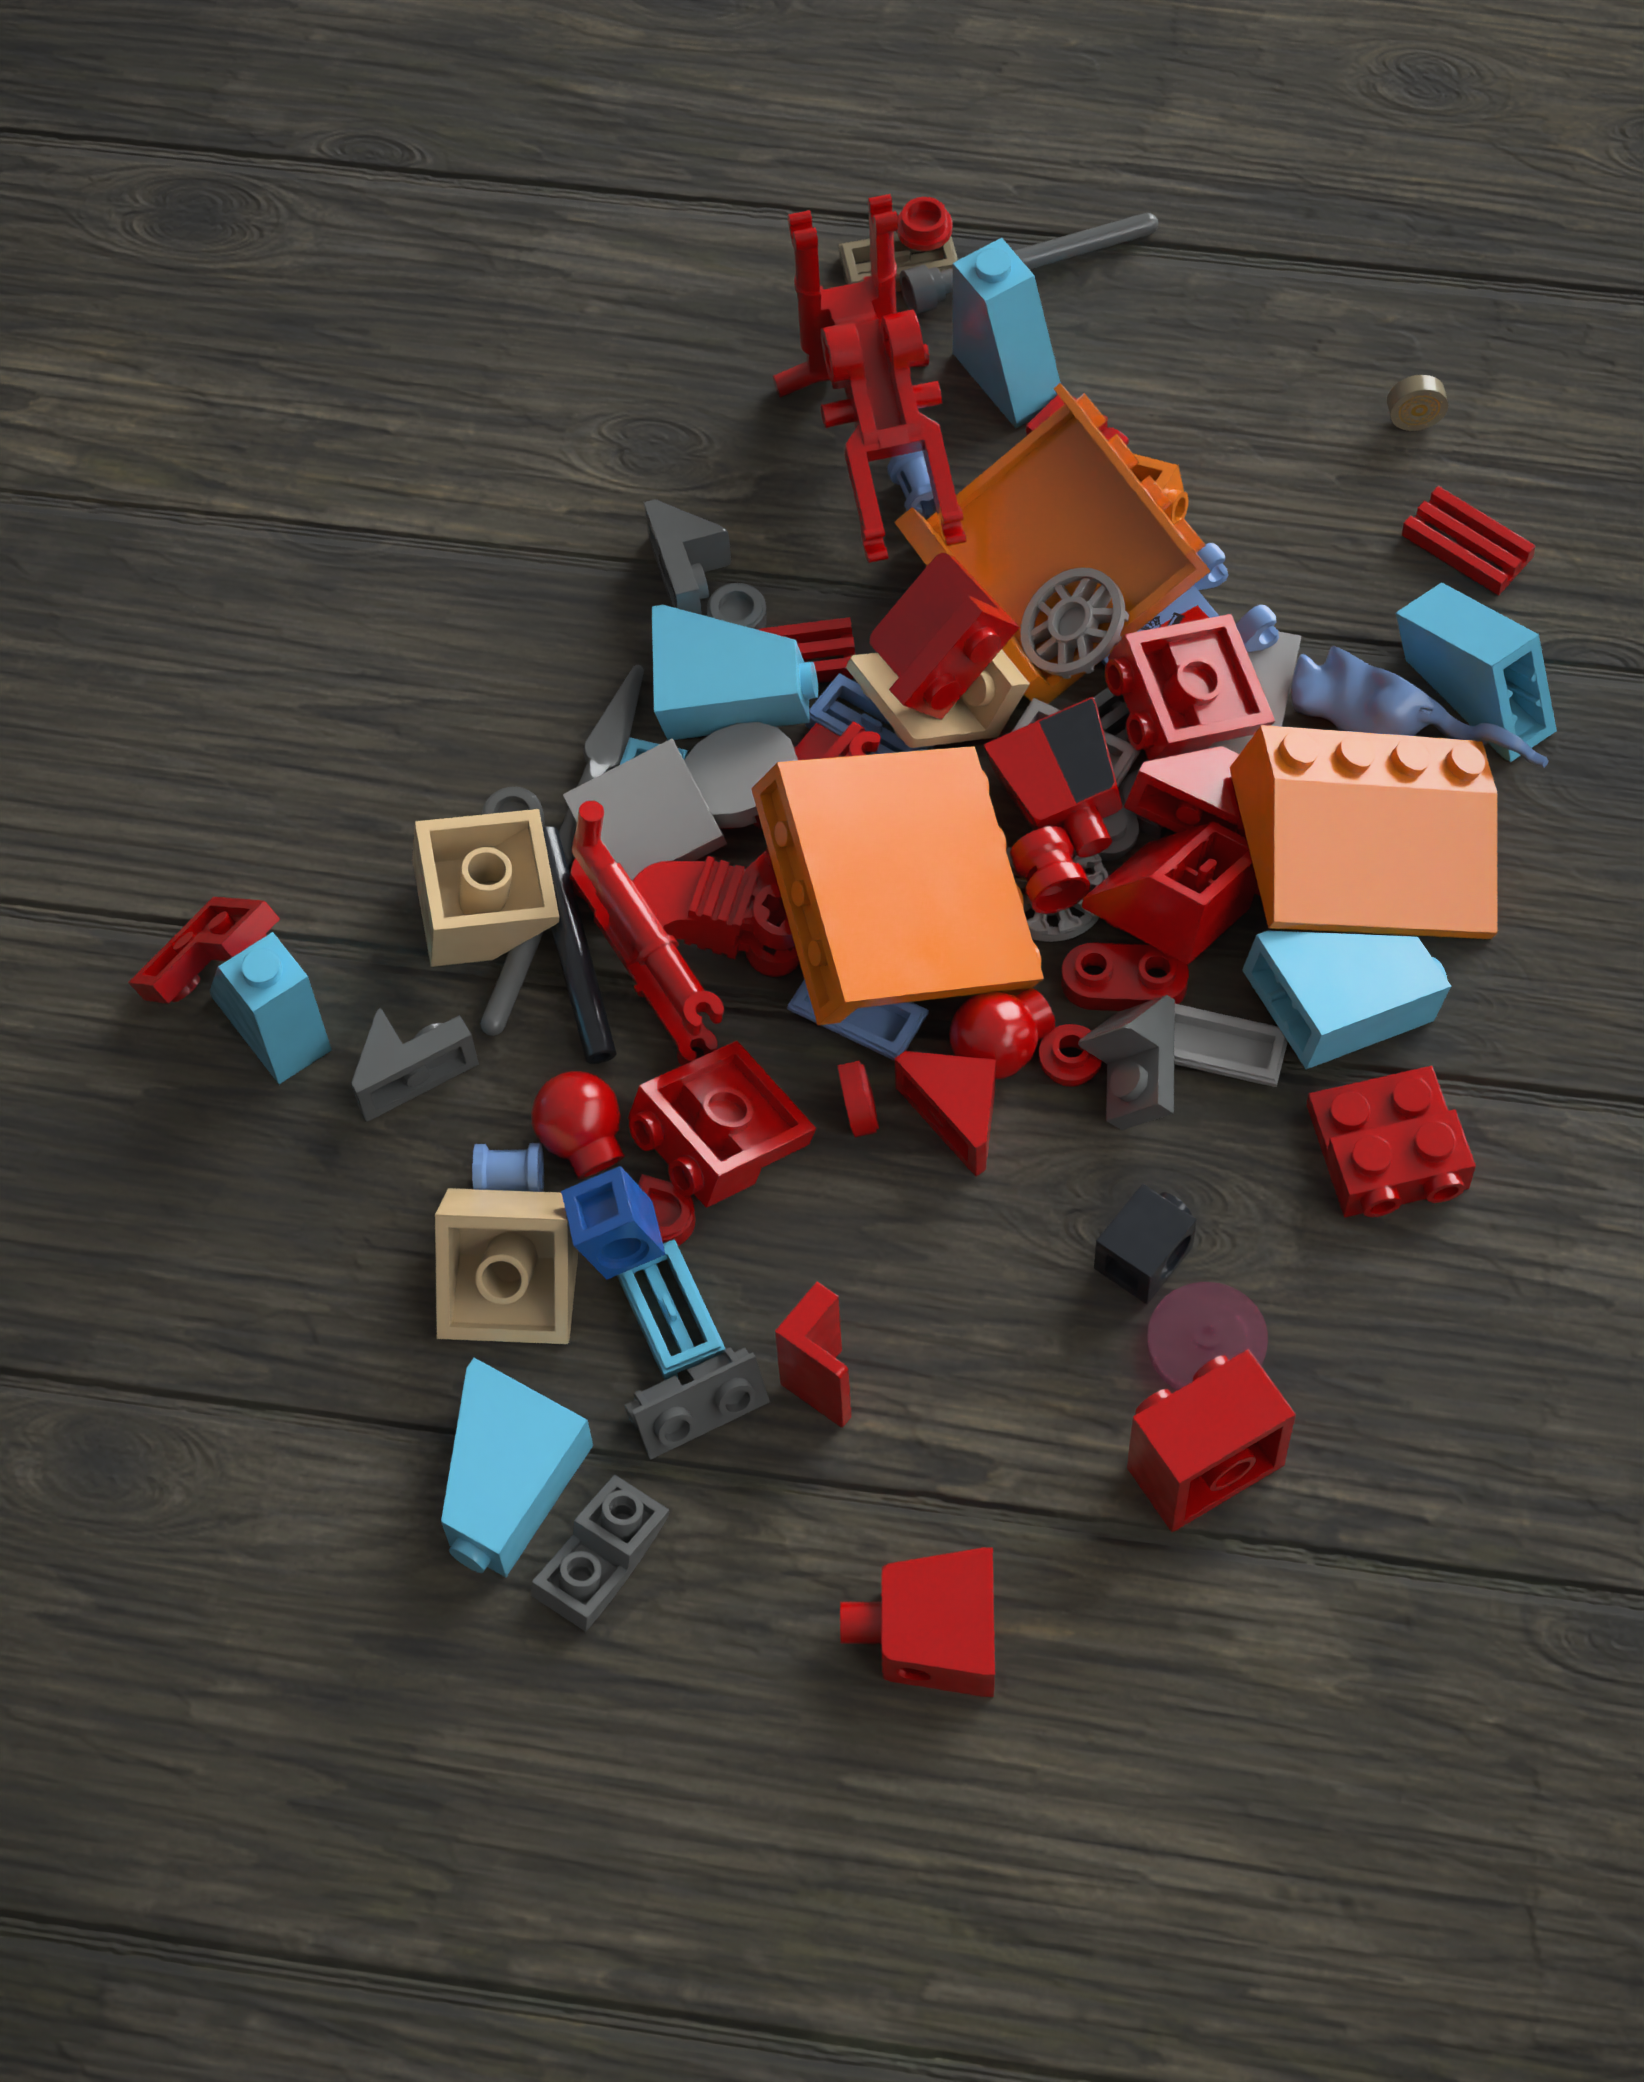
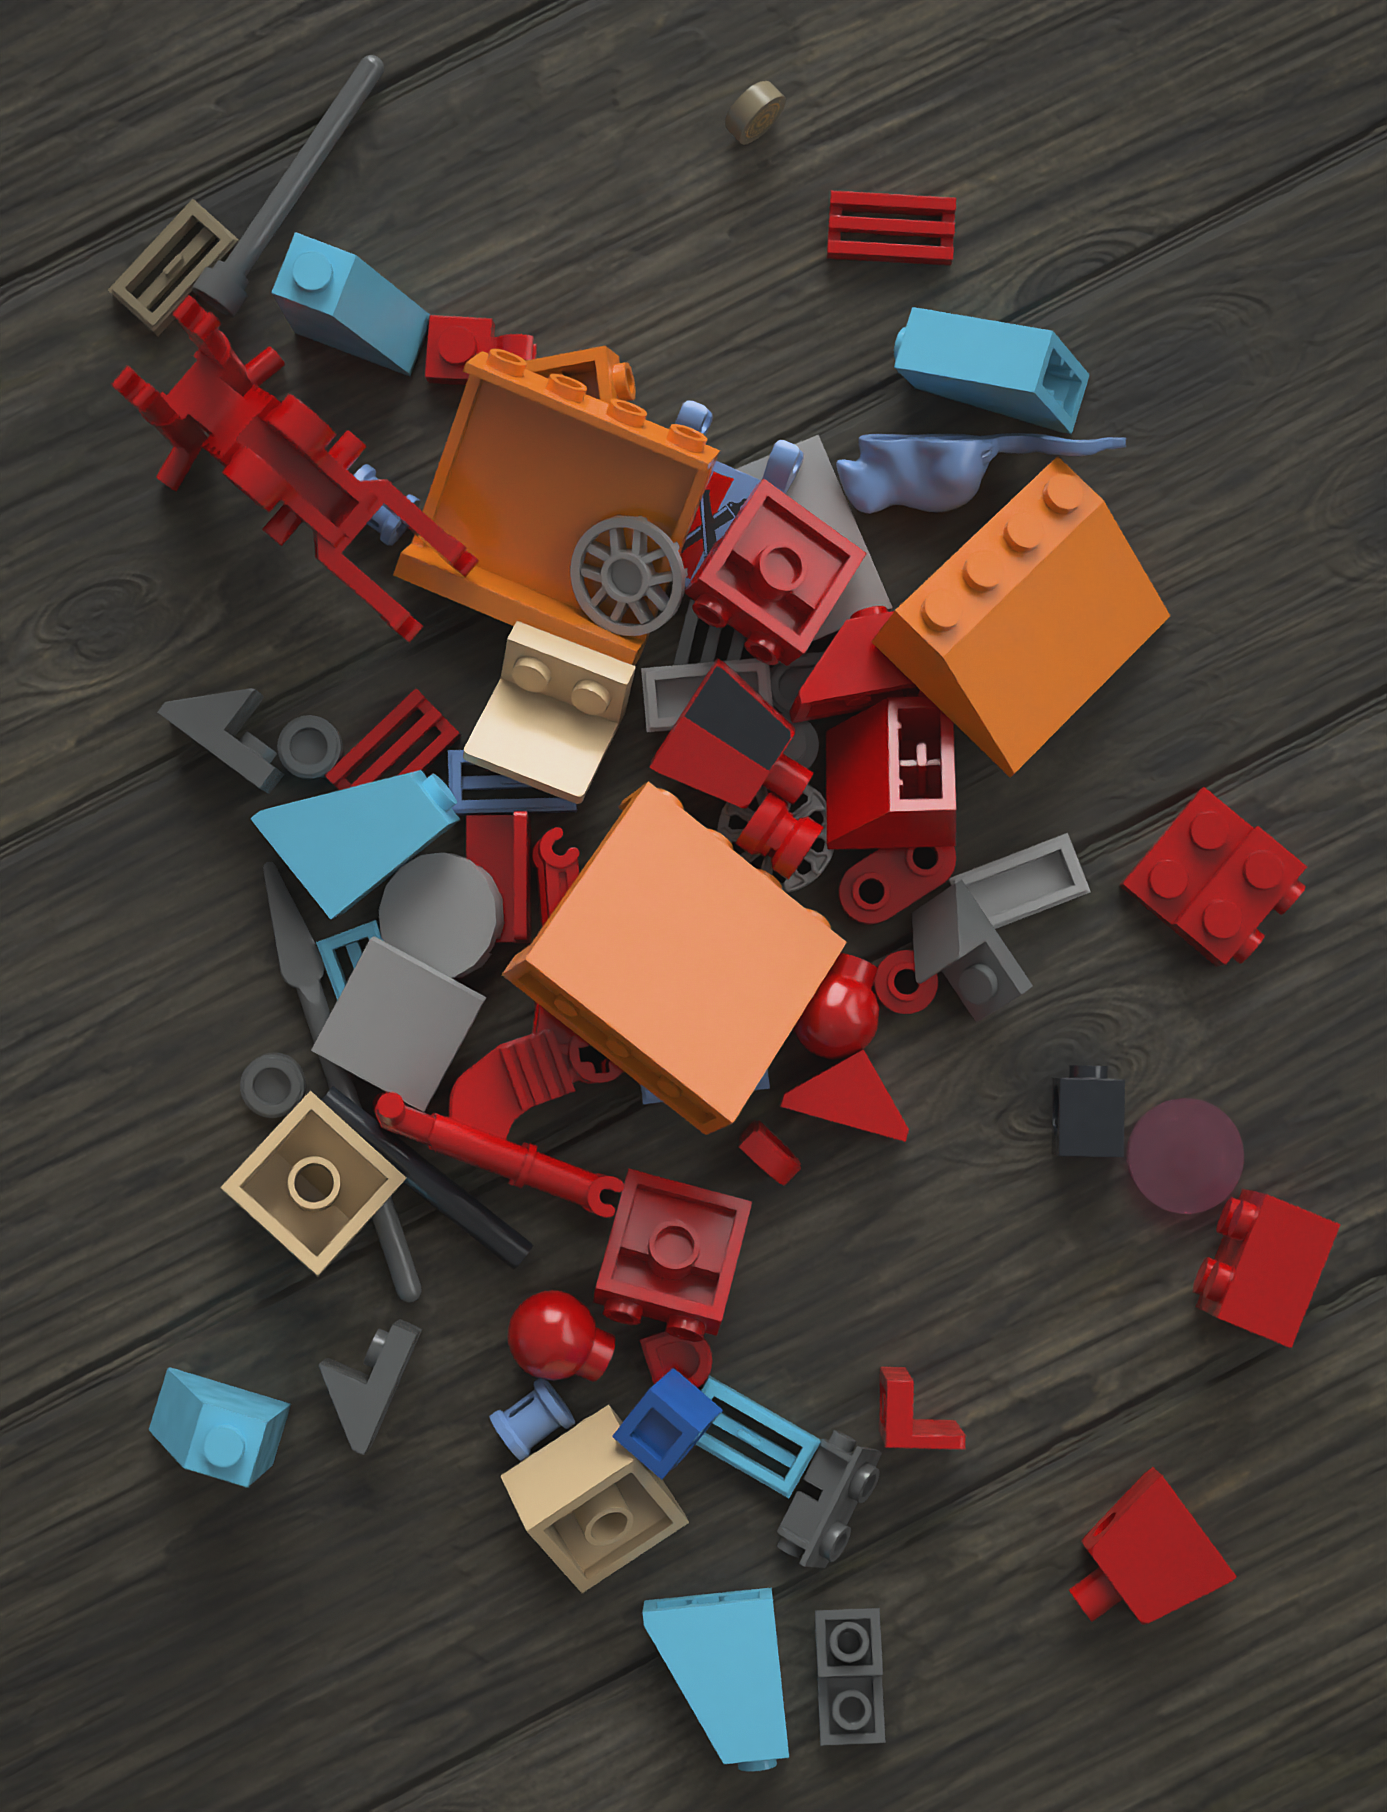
camera: 30 degrees left, 25 degrees up
(215, 933) = (114, 1393): red plate -> none
(924, 224) = (178, 223): red plate -> none
(941, 636) = (535, 684): red bracket -> none
(1344, 988) = (1096, 774): medium azure slope -> none

